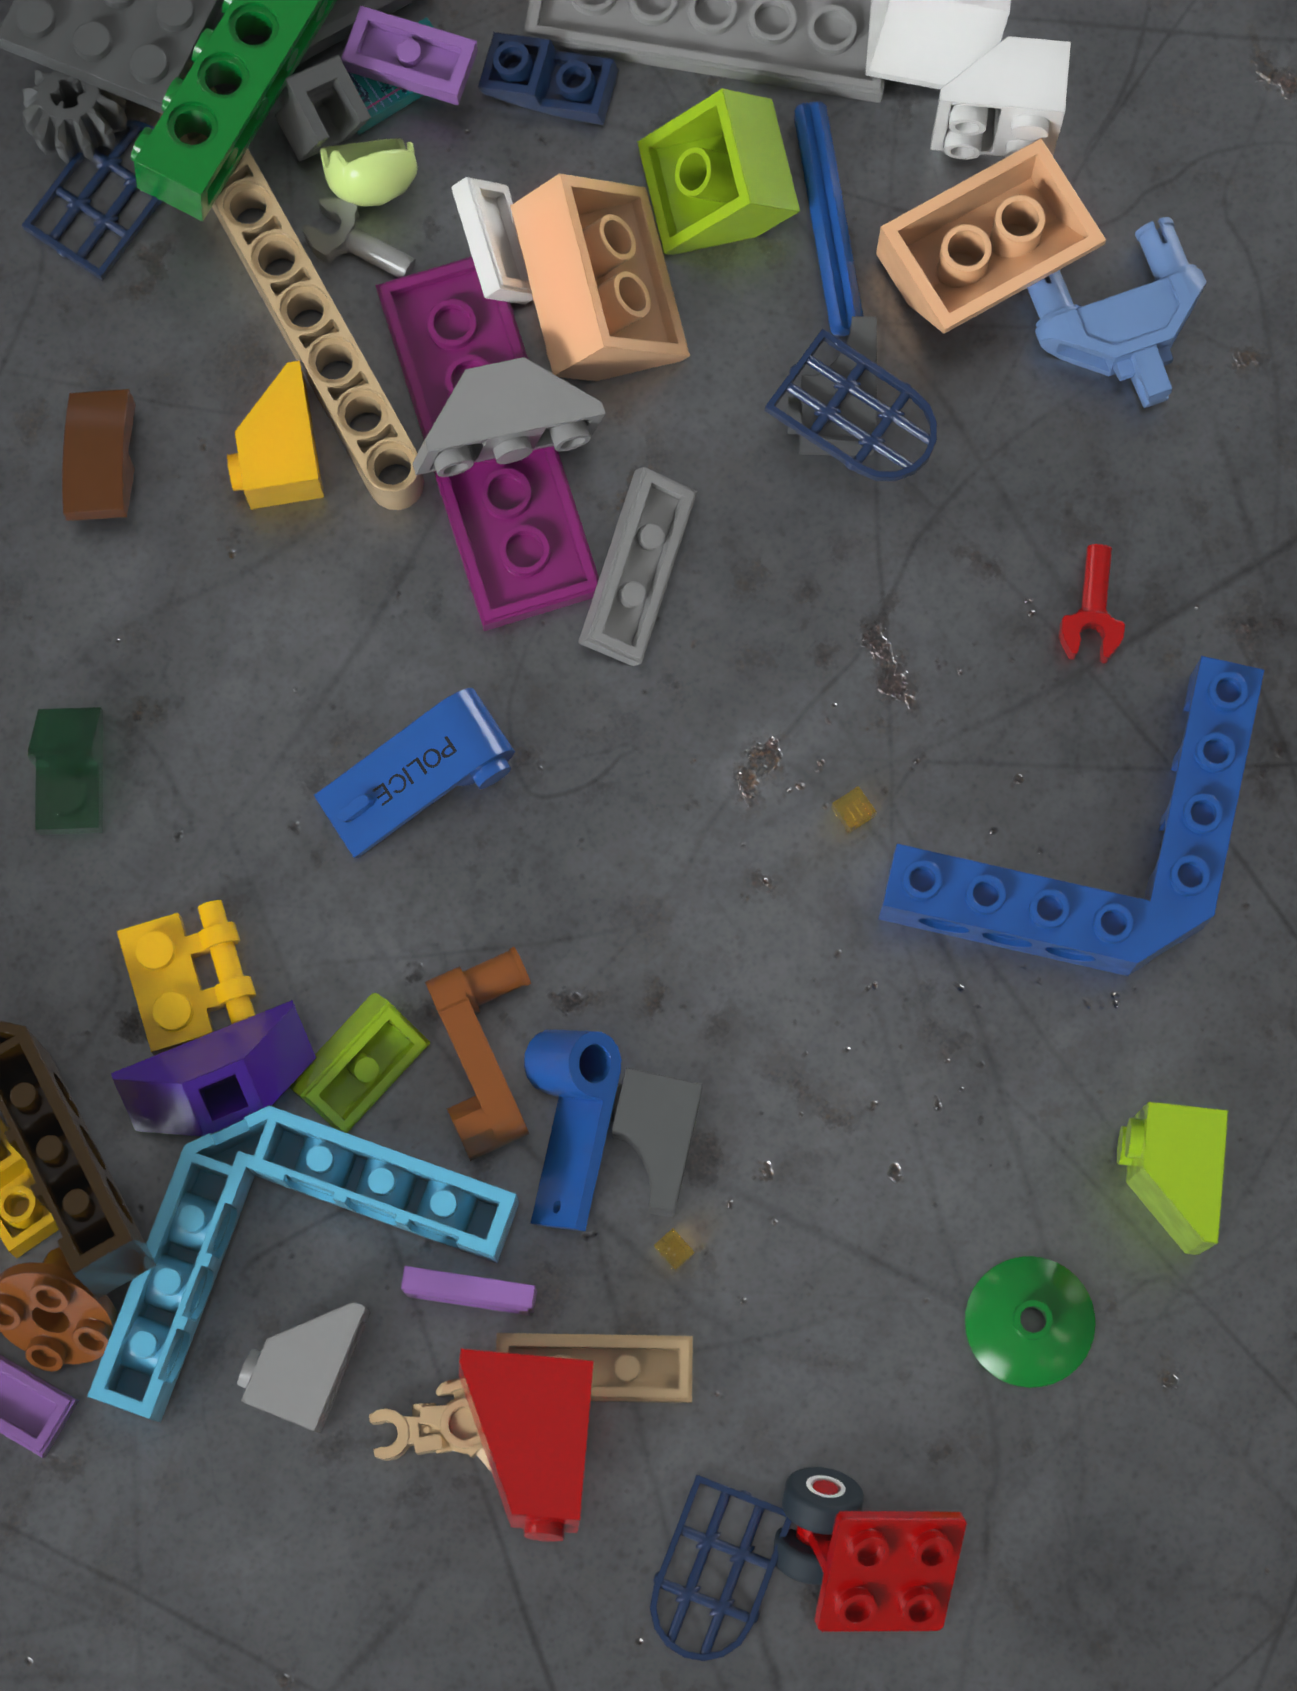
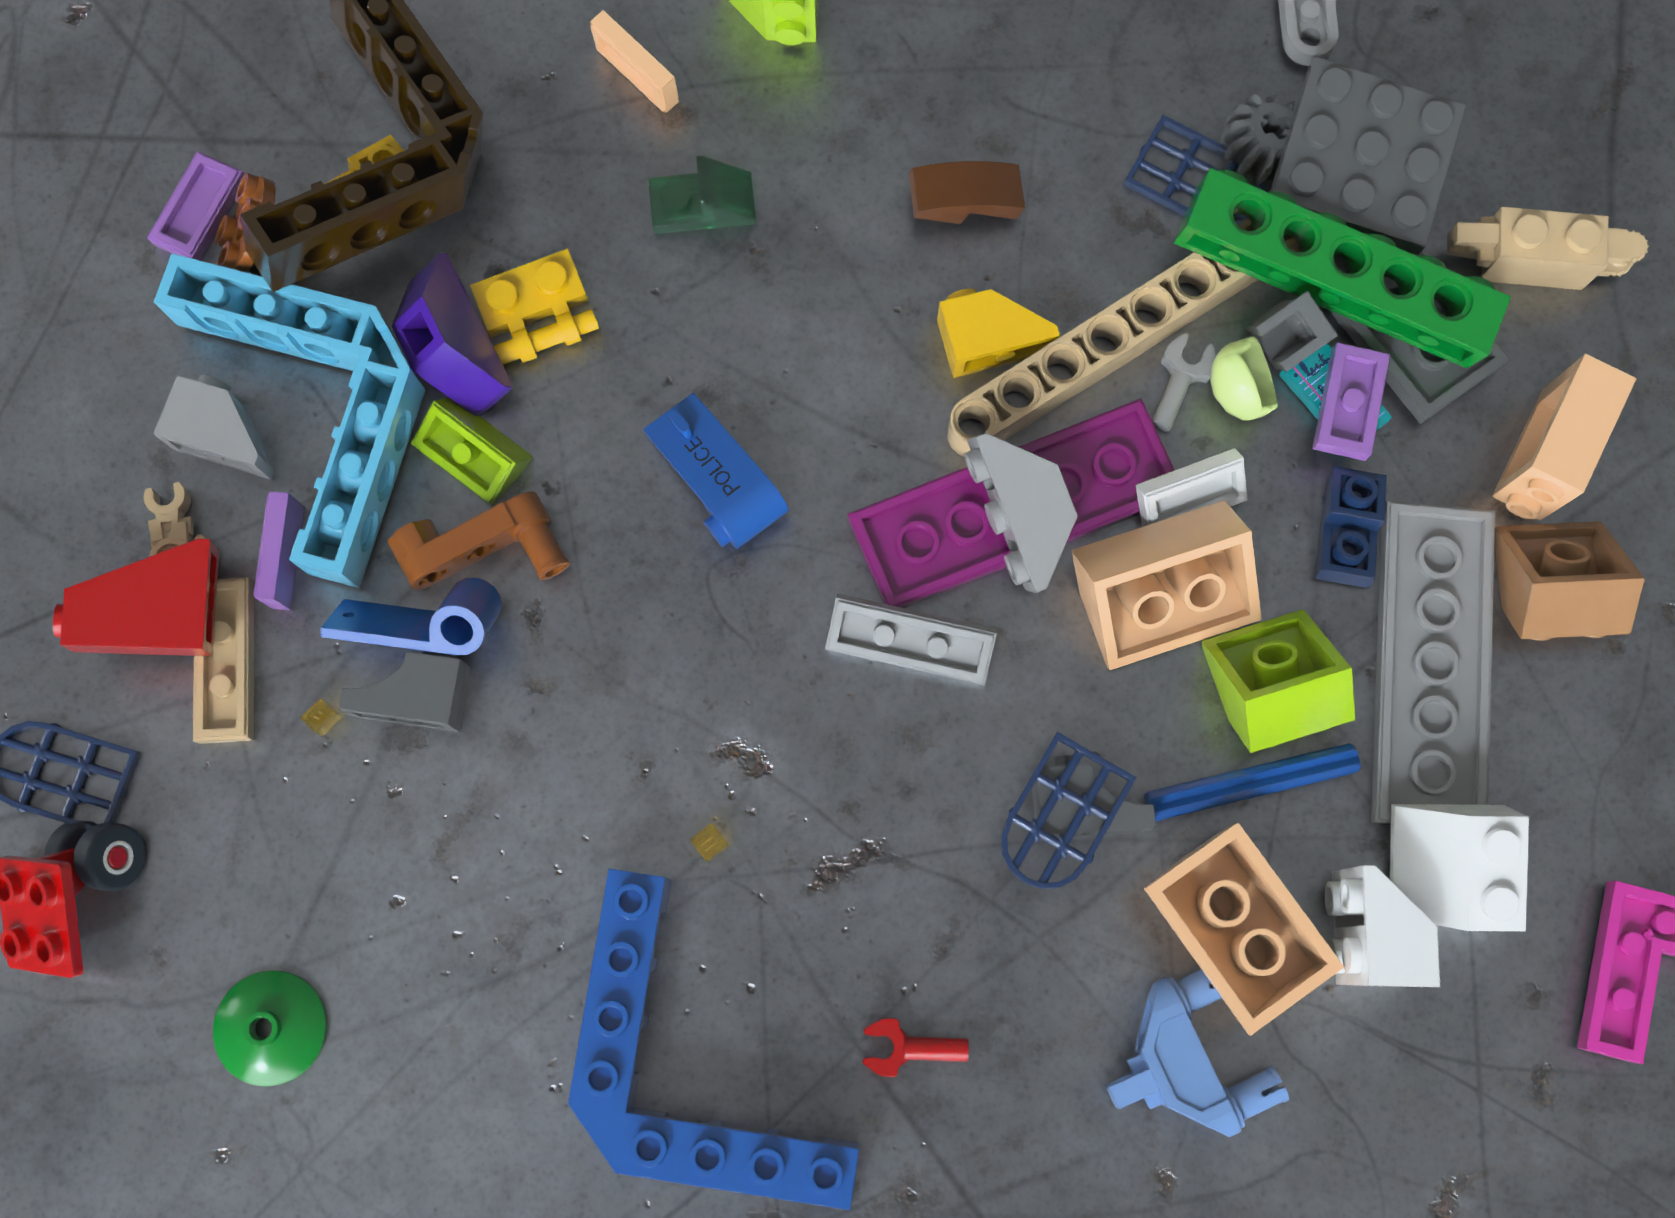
camera: 85 degrees right, 0 degrees up
(1178, 1169) = (387, 1152): lime slope -> none

